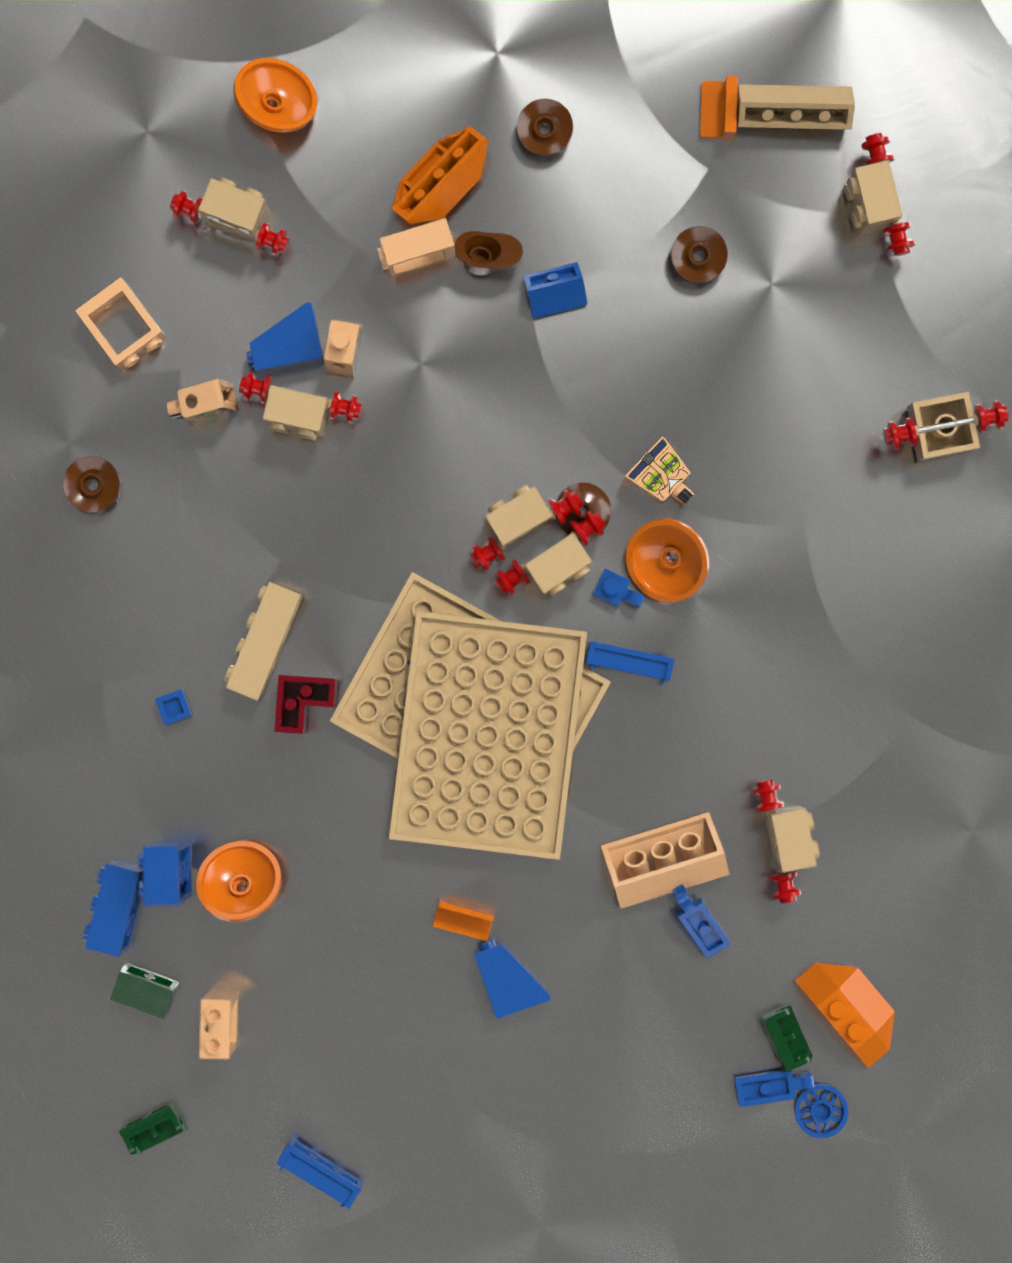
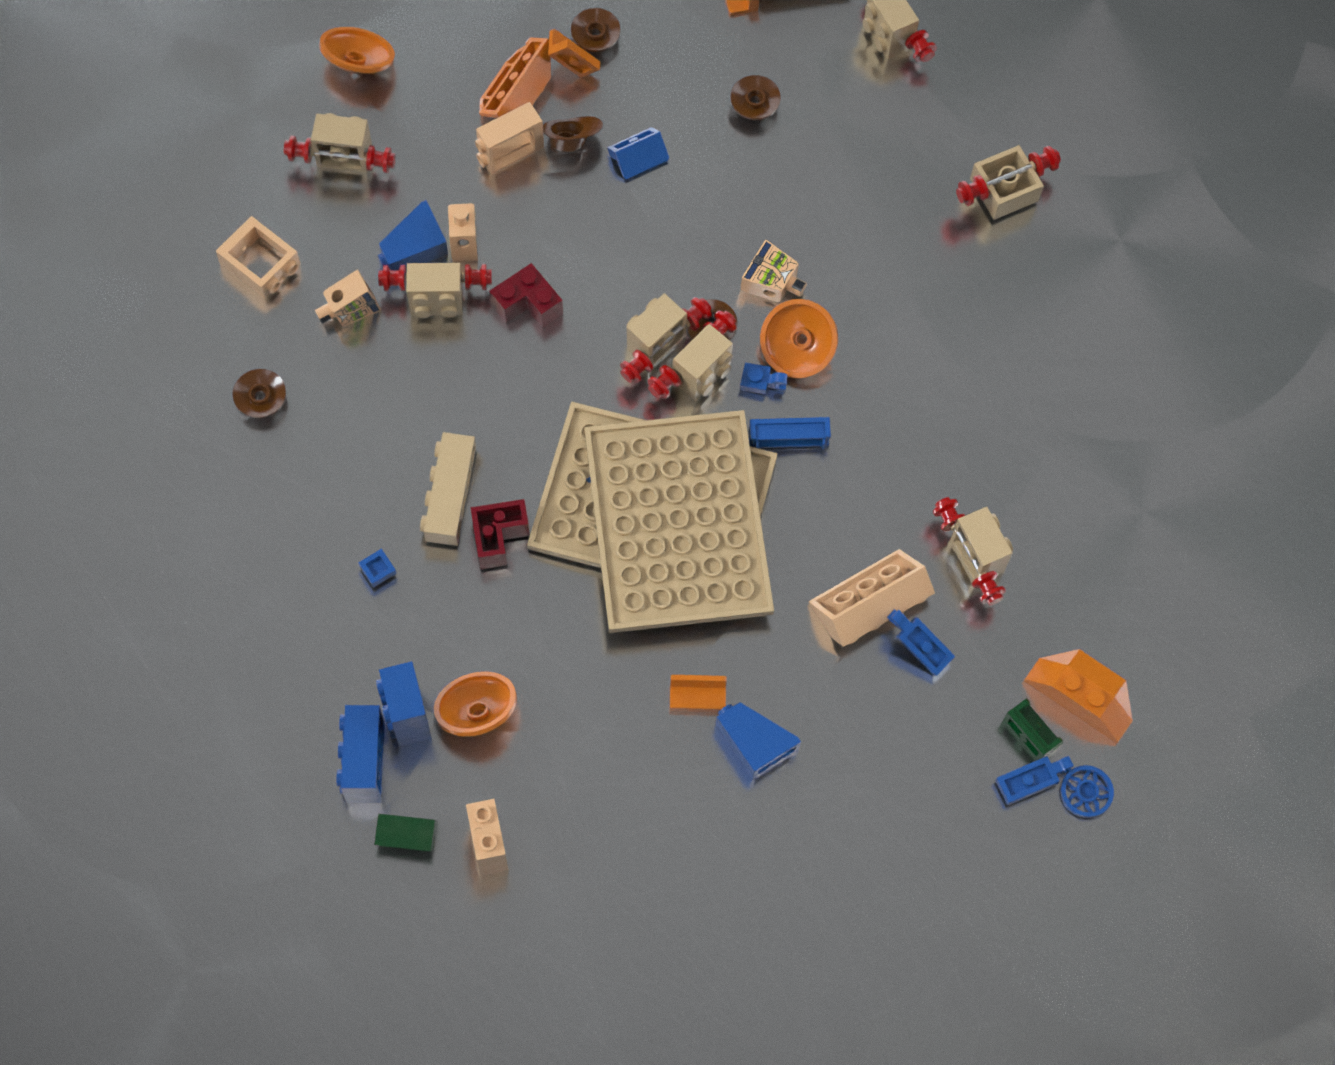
camera: 20 degrees left, 20 degrees down
(153, 1128) = (444, 964): dark green hinge -> none
(320, 1173) = (619, 966): blue container -> none
(394, 432) = (525, 292): none -> dark red brick
(508, 155) = (571, 55): none -> orange panel

